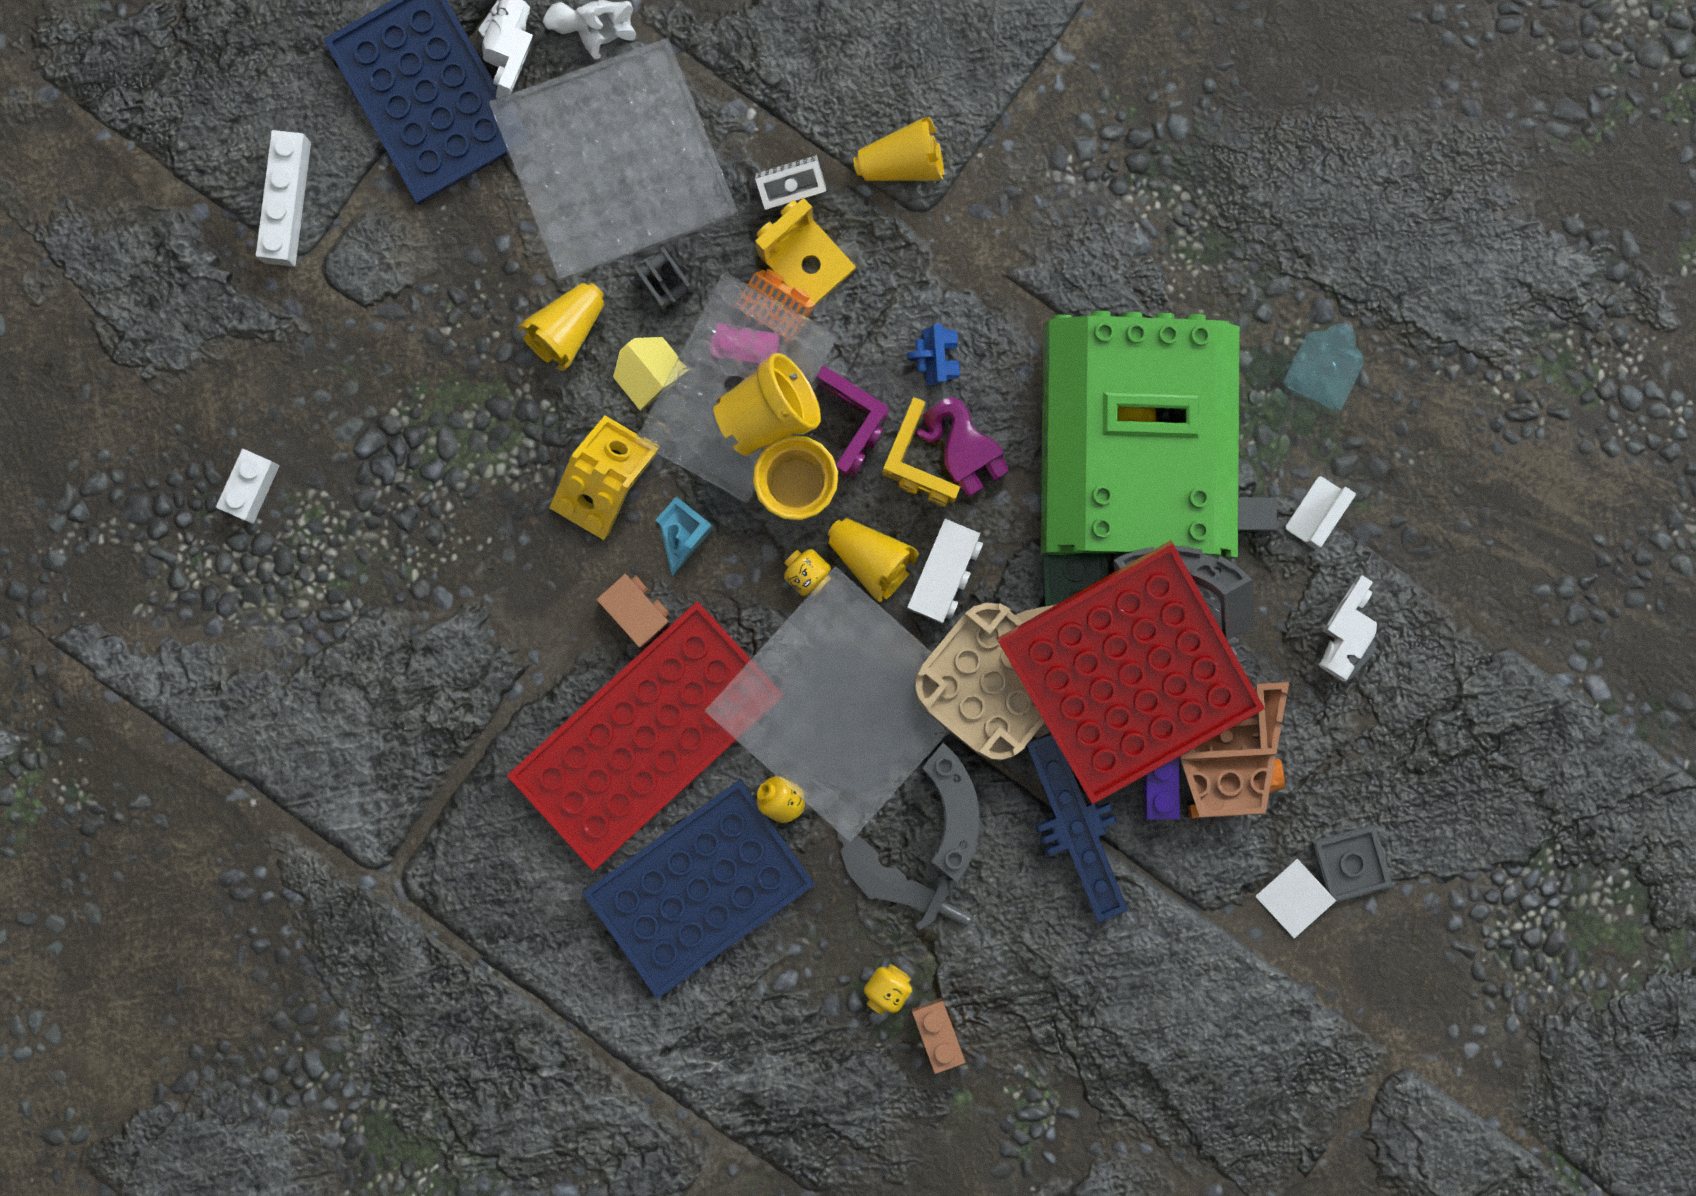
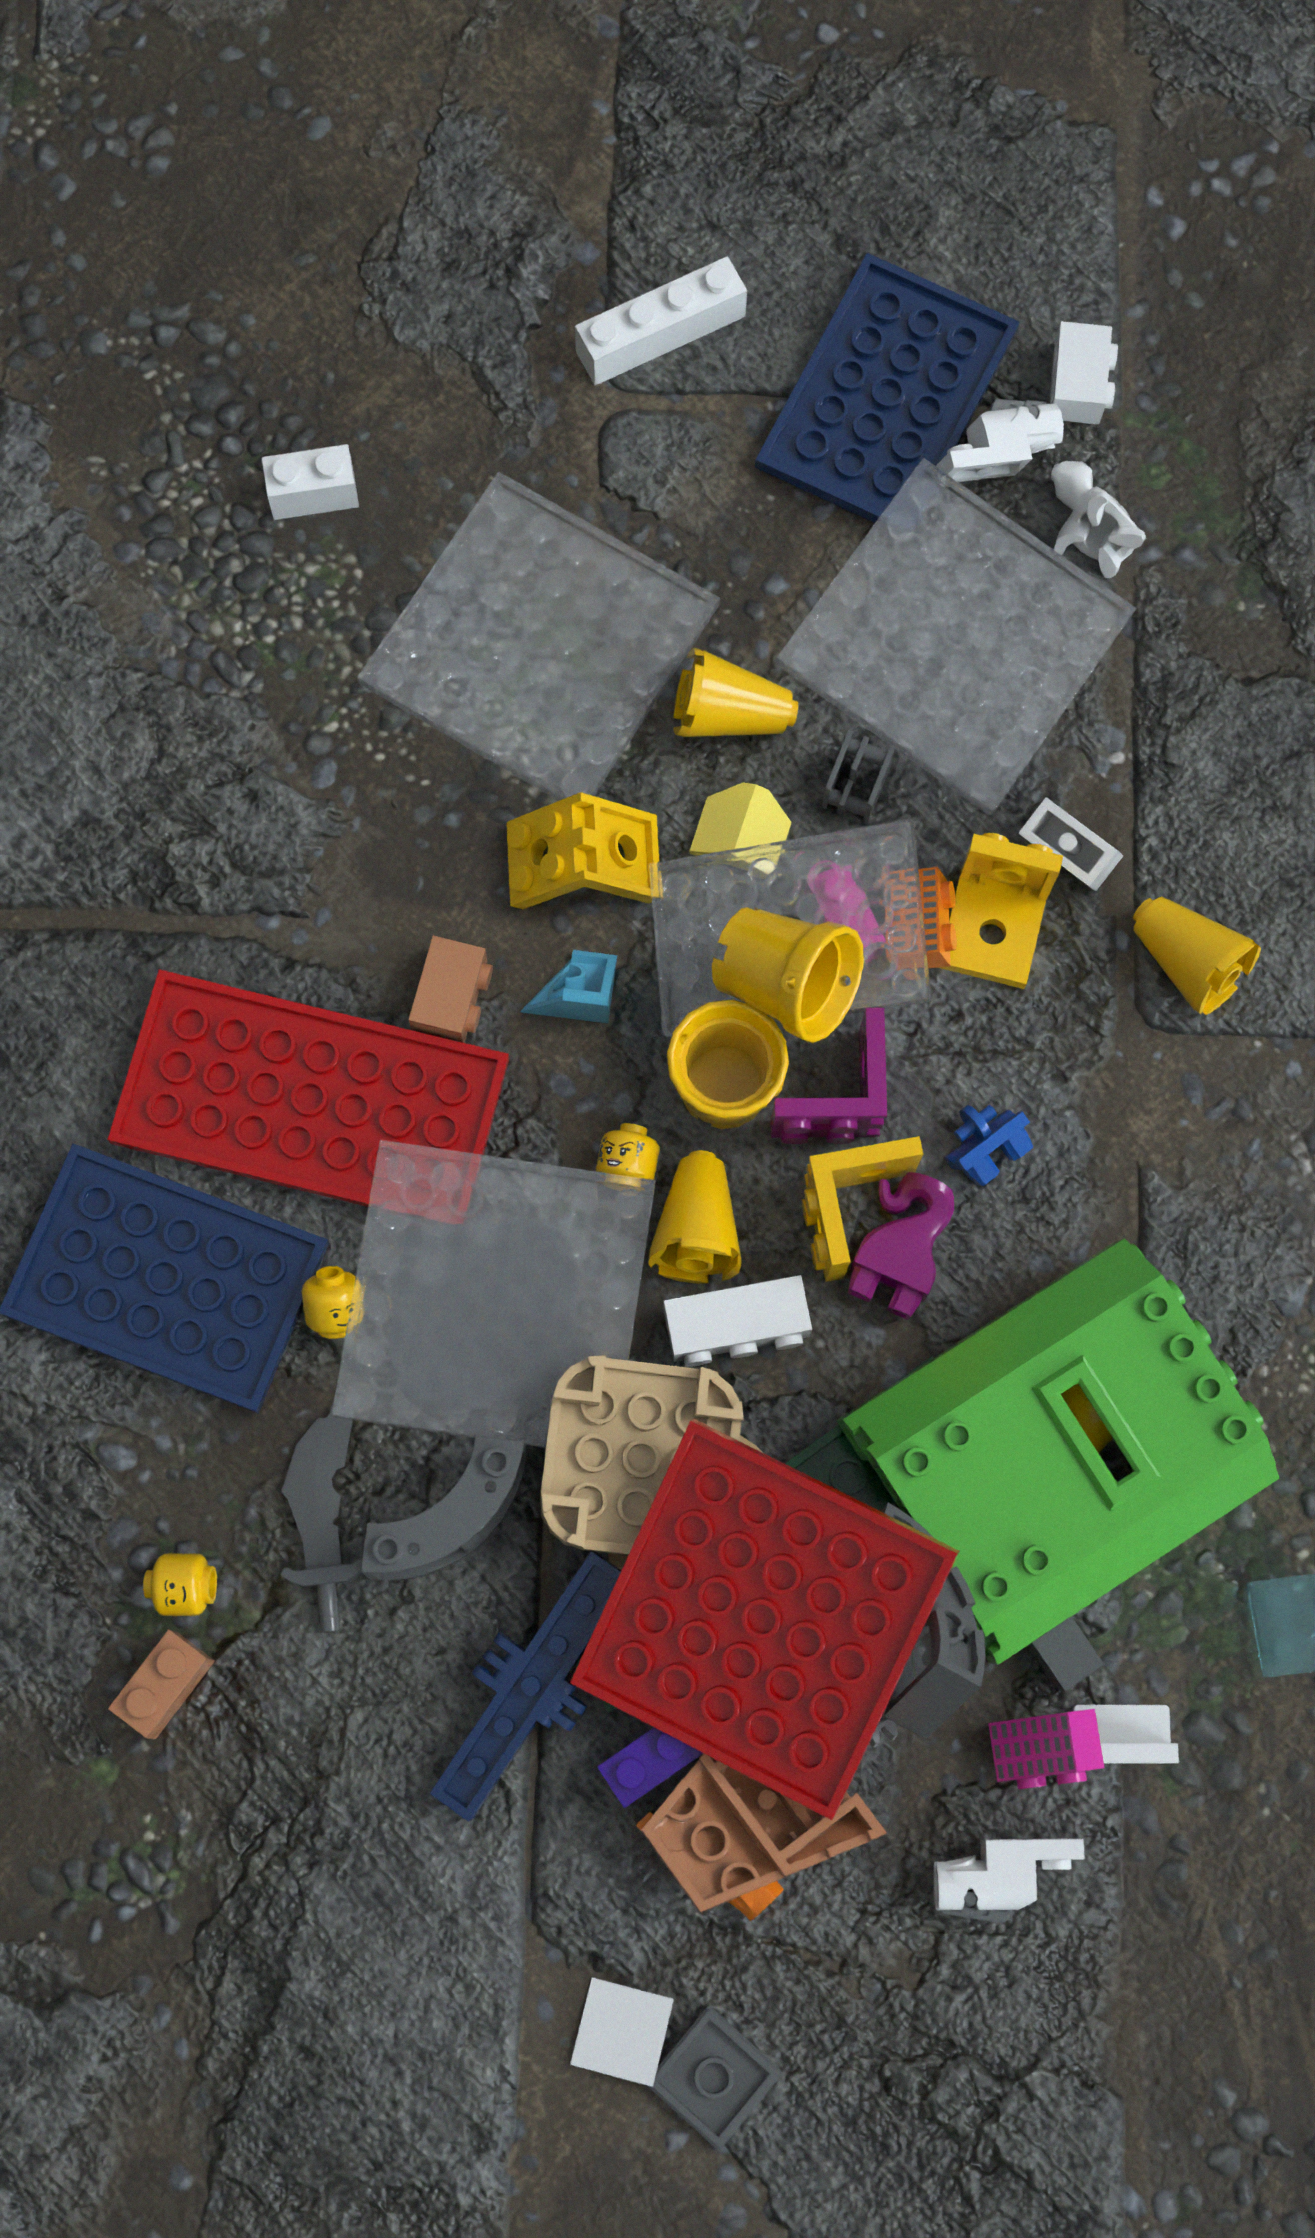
camera: 50 degrees right, 10 degrees down
(445, 412) = (539, 641): none -> clear plate
(1299, 561) = (1046, 1746): none -> dark pink brick

